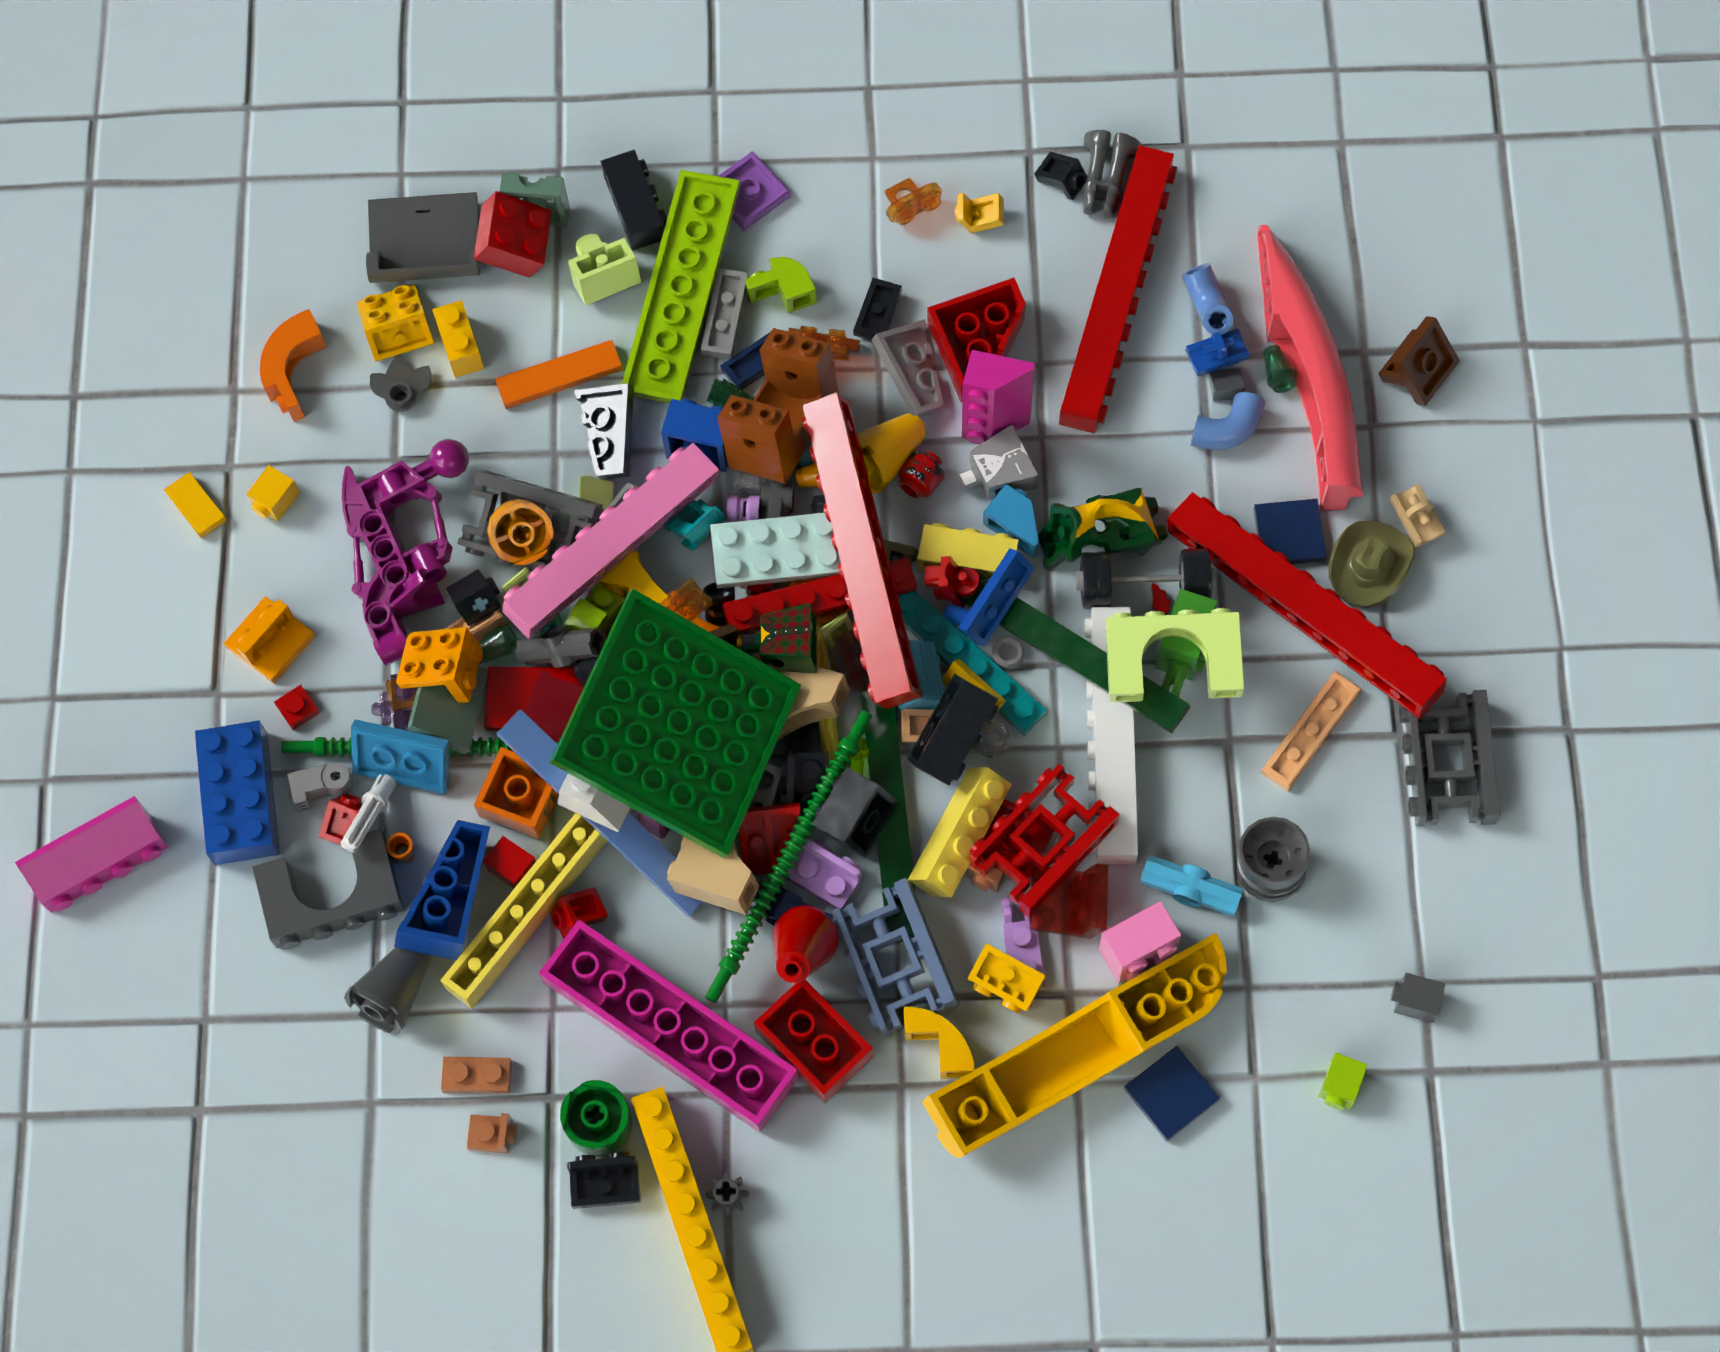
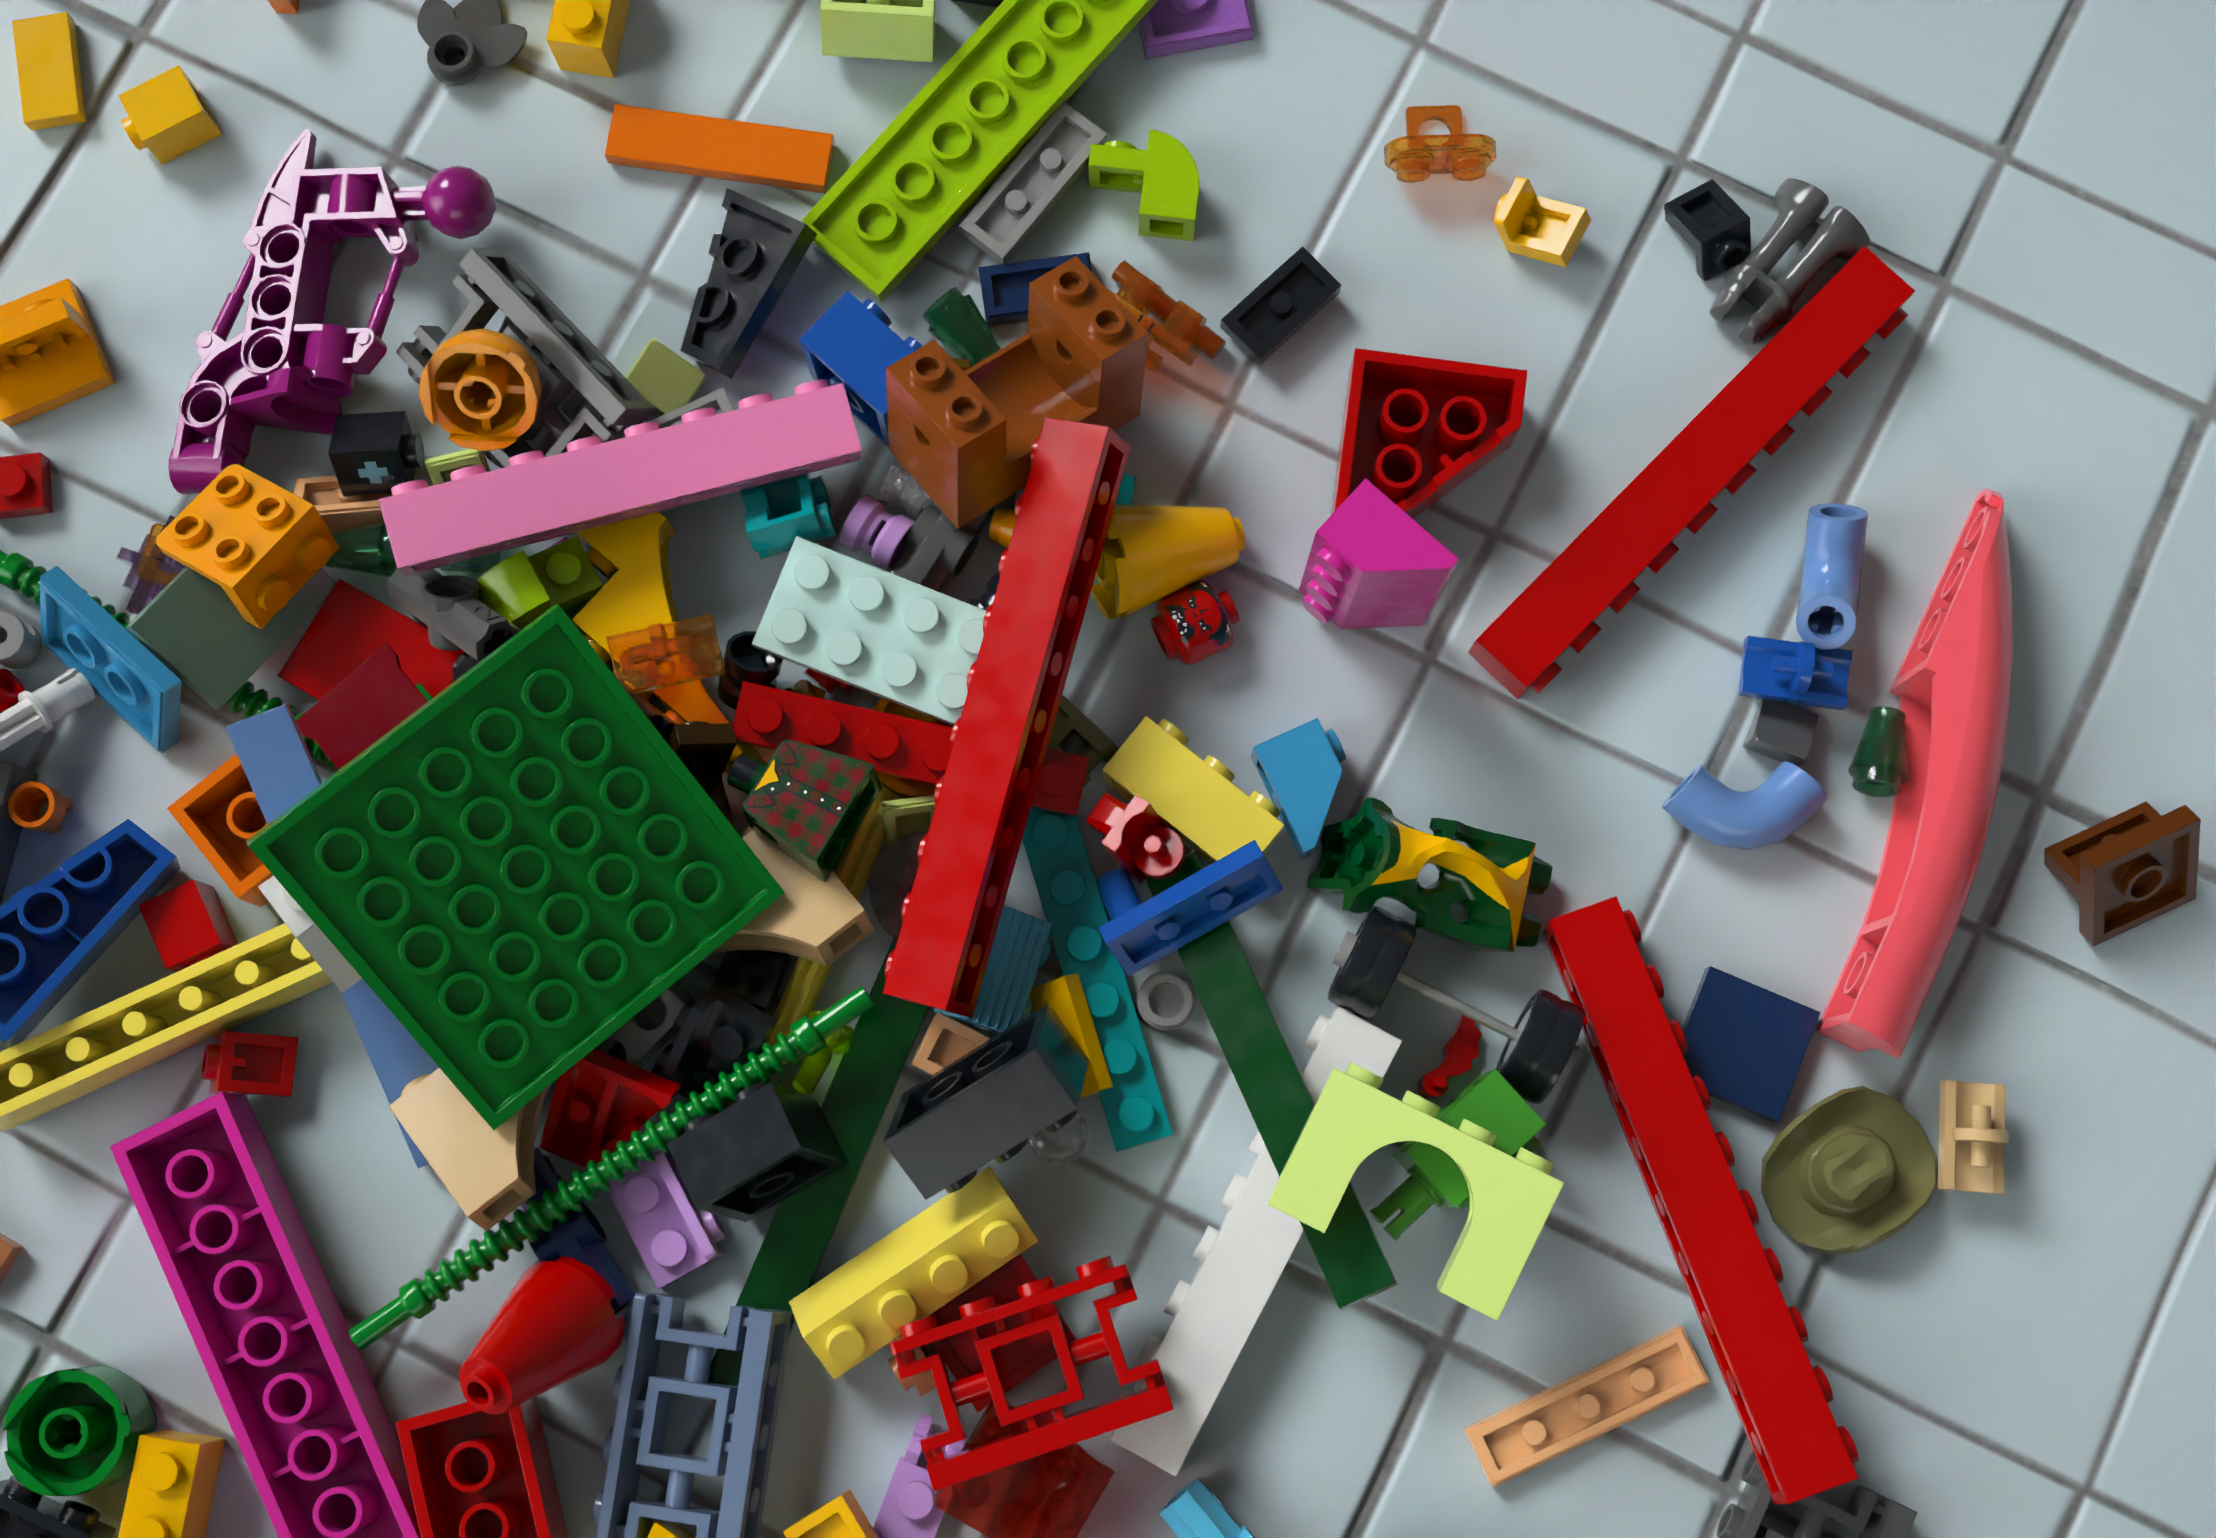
camera: 25 degrees right, 10 degrees up
(910, 366) = (1279, 426): light grey wing -> none
(998, 463) = (1329, 677): light grey torso -> none

